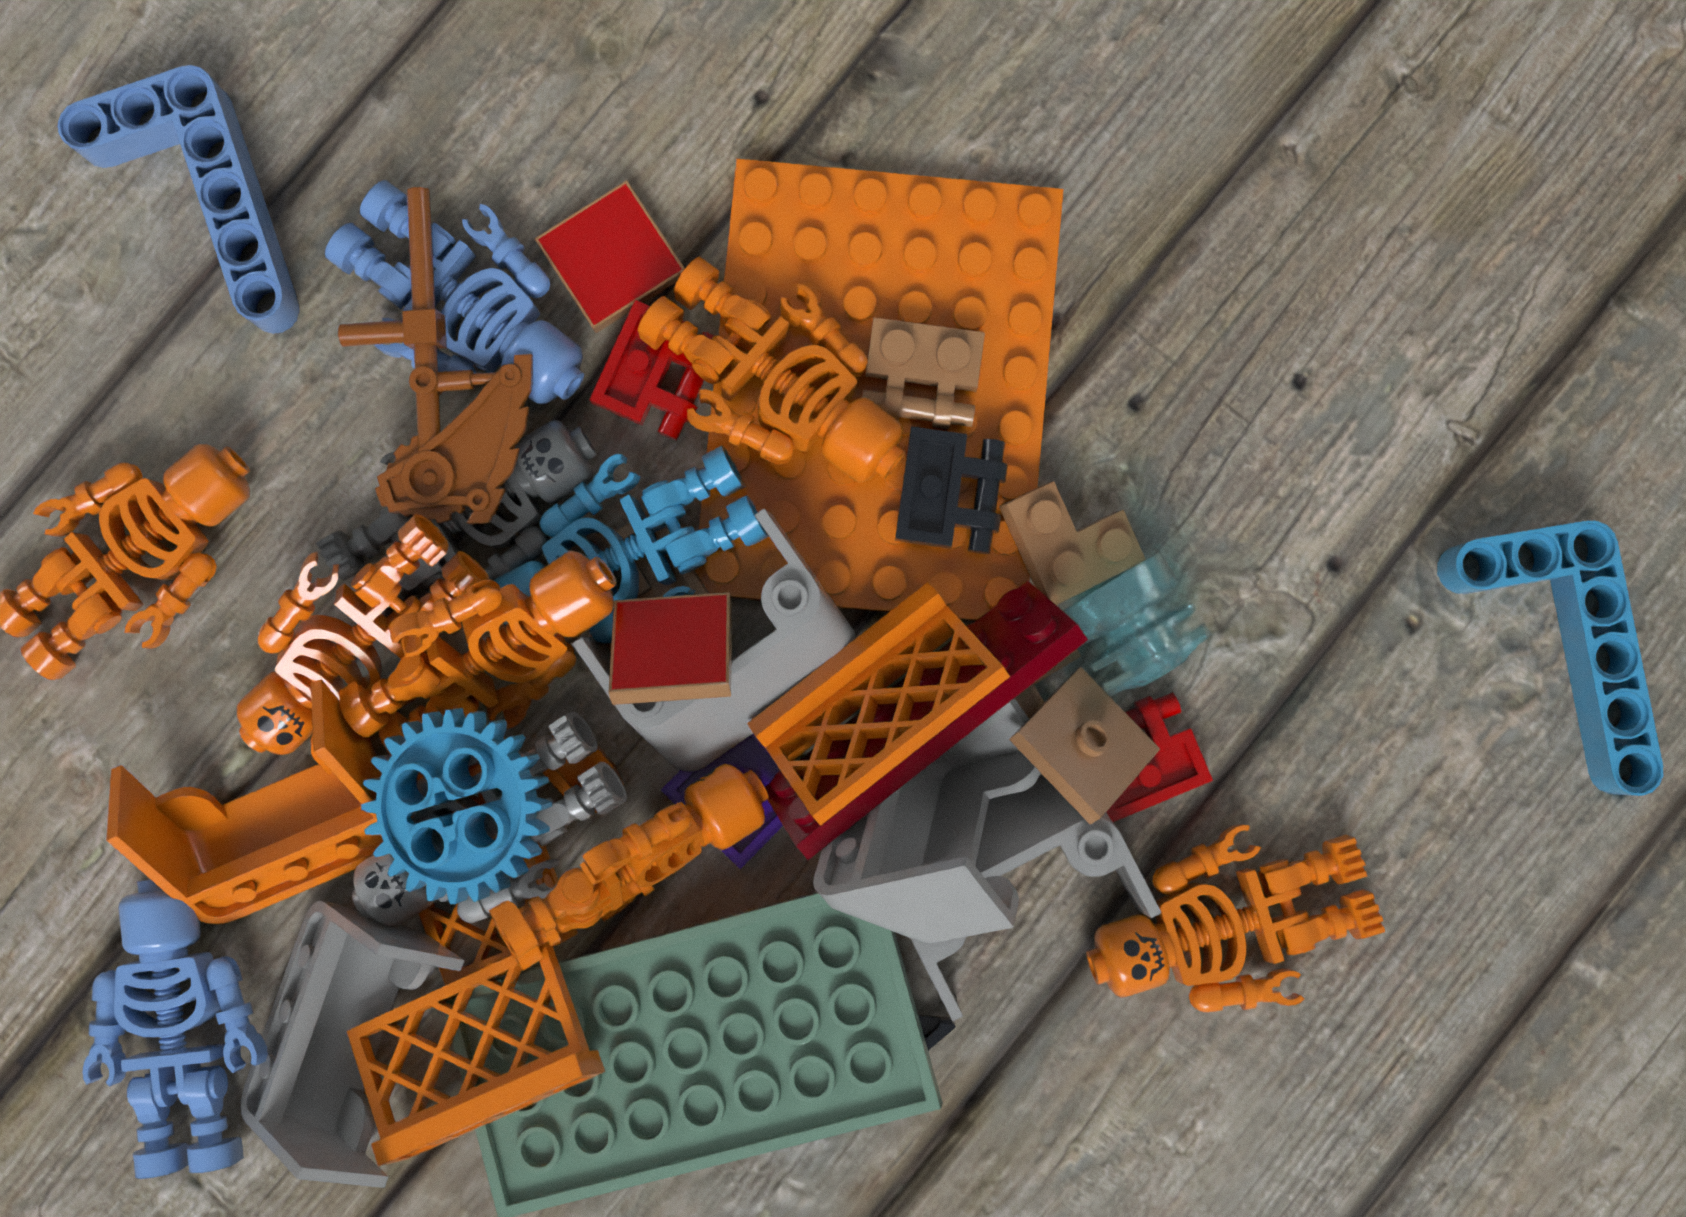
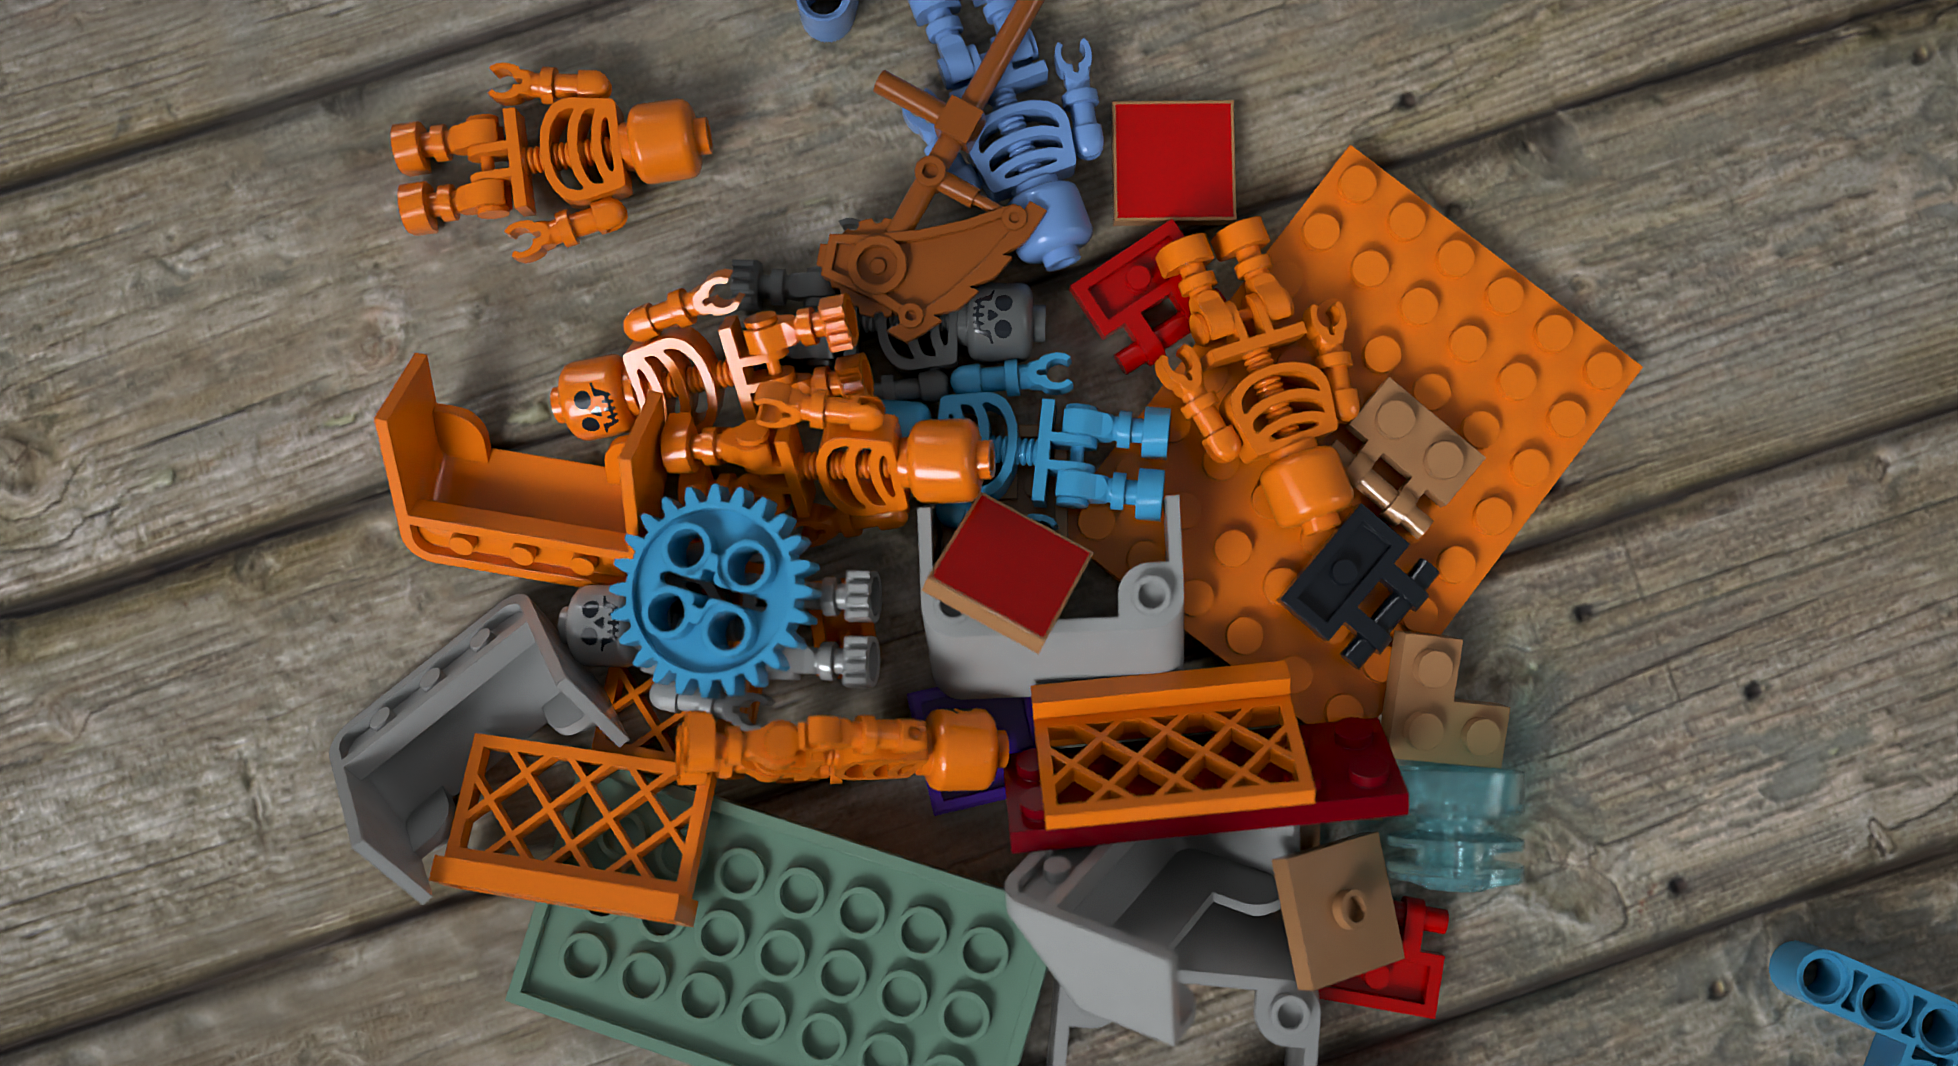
camera: 25 degrees right, 0 degrees up
(160, 932) = (361, 531): medium blue piece -> none

